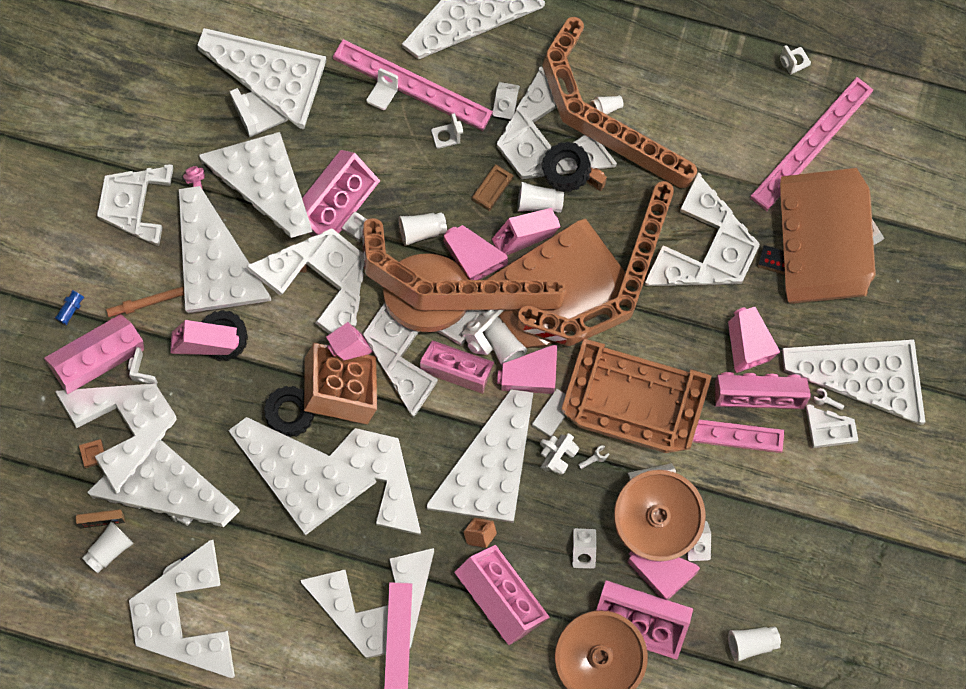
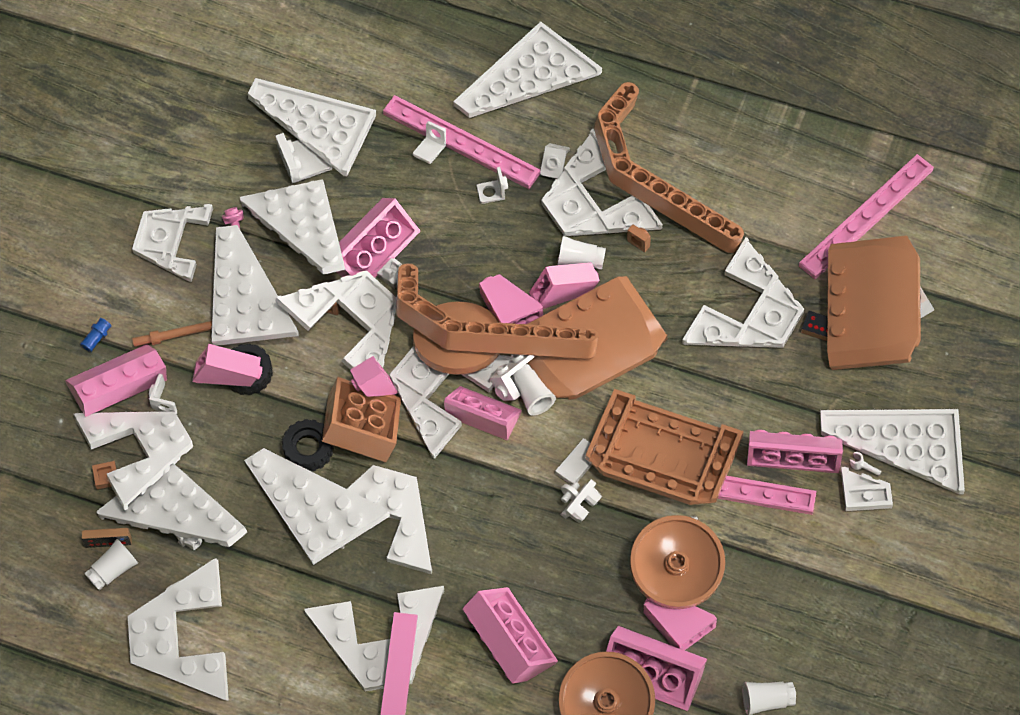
camera: 10 degrees right, 10 degrees down
(421, 227) = (457, 275): white plant -> none
(480, 532) = (492, 573): nougat slope -> none
(490, 470) = (509, 513): white wing -> none
(492, 187) = (534, 242): medium nougat tile -> none
(531, 372) = (557, 420): bright pink slope -> none
(562, 151) = (607, 208): black tyre -> none
(584, 543) = (599, 589): white bracket -> none
(596, 457) = (618, 508): white hand -> none
(607, 104) = (658, 167): white cone -> none
(625, 297) = (559, 362): nougat beam -> none
(702, 549) = (720, 601): white bracket -> none
(750, 340) = (787, 400): bright pink slope -> none
(789, 62) = (847, 134): white bracket -> none

